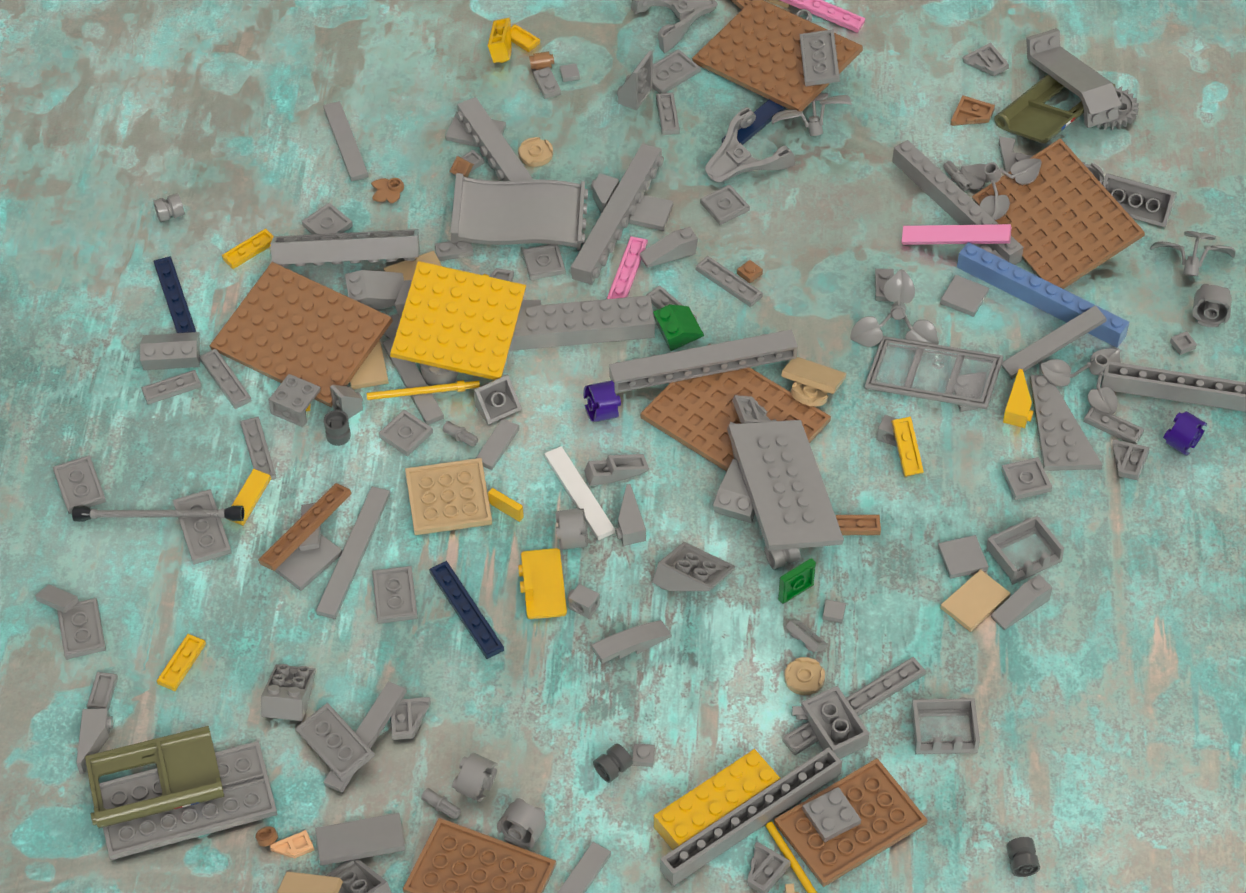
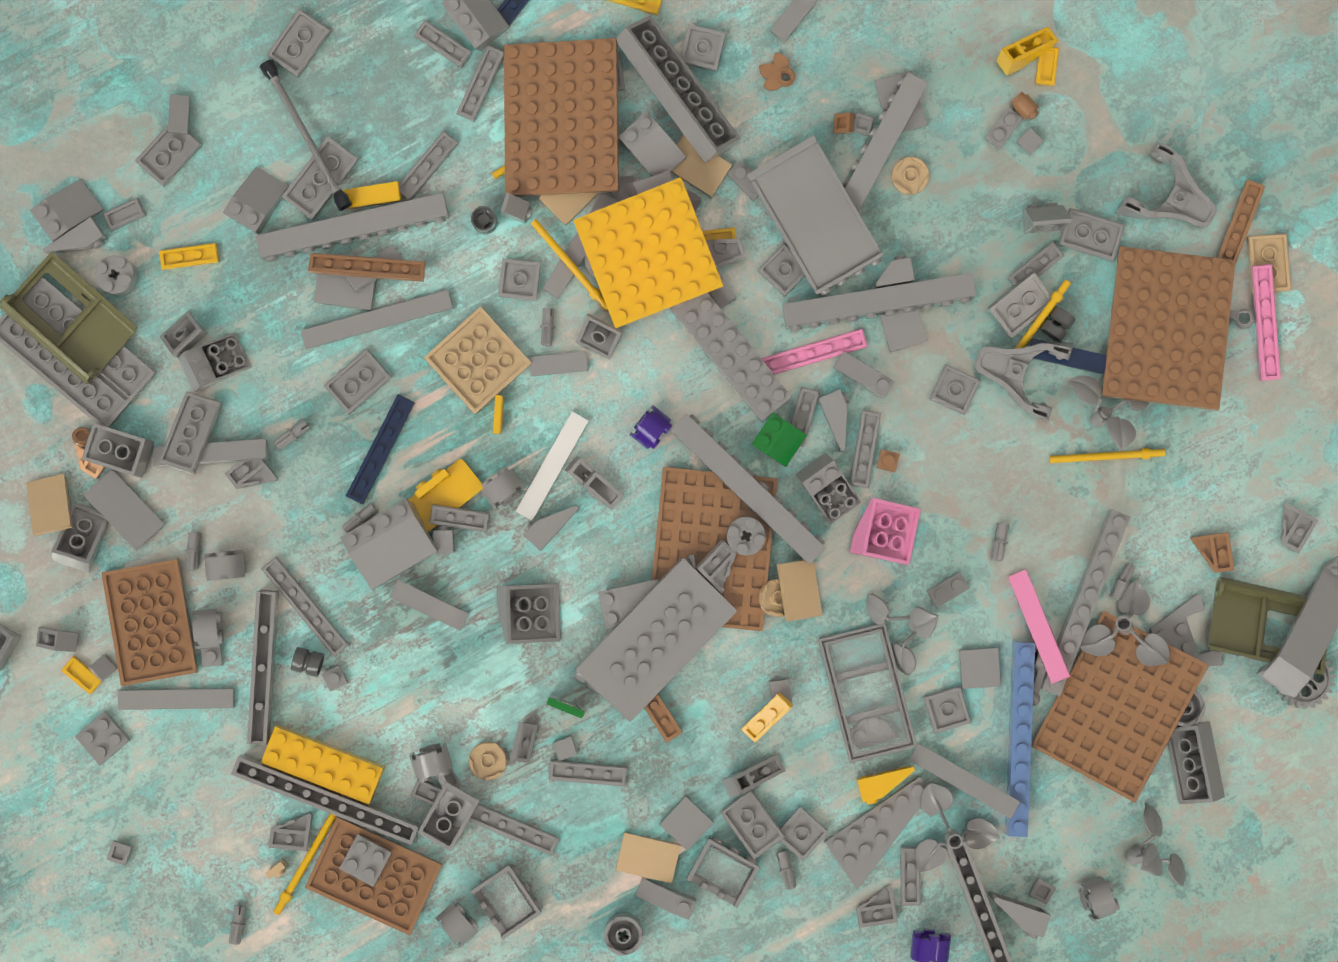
camera: 60 degrees right, 35 degrees up
(58, 734) = (66, 209): none -> light grey slope
(149, 720) = (107, 269): none -> light grey brick
(180, 585) = (256, 200): none -> light grey slope
(244, 701) = (183, 335): none -> light grey slope
(261, 525) = (352, 226): none -> light grey brick
(292, 399) = (490, 162): light grey bracket -> none
(303, 806) = (117, 450): none -> light grey slope
(400, 666) = (292, 434): none -> light grey axle
(514, 655) = (360, 518): none -> light grey axle
(549, 844) = (212, 656): none -> light grey plate
(554, 637) = (389, 544): none -> light grey slope
(560, 743) = (305, 606): none -> light grey tile
(569, 580) = (459, 518): none -> light grey tile
(592, 804) = (263, 667): none -> light grey tile
(689, 283) = (835, 412): none -> light grey slope
(690, 131) = (1020, 304): none -> light grey plate
(702, 107) = (1056, 297): none -> yellow bar
(721, 116) = (1061, 318): none -> dark grey wheel
(741, 316) = (828, 488): none -> light grey slope
(741, 378) = (755, 541): none -> light grey brick
(775, 711) = (431, 761): none -> light grey brick
(807, 298) = (886, 531): none -> bright pink slope
(819, 58) = (1176, 378): light grey tile -> none
(862, 119) = (1144, 453): none -> yellow bar
(868, 233) = (1000, 542): none -> light grey axle
(868, 606) = (587, 773): none -> light grey tile
(941, 770) = (457, 924): none -> light grey brick
(952, 487) = (753, 776): none -> light grey slope
(985, 333) = (947, 709): none -> light grey tile
(995, 506) = (752, 824): none -> light grey tile
(1034, 648) = (618, 924): none -> light grey brick
(1052, 505) = (786, 869): none -> light grey axle
(1197, 356) = (1029, 917): none -> light grey slope

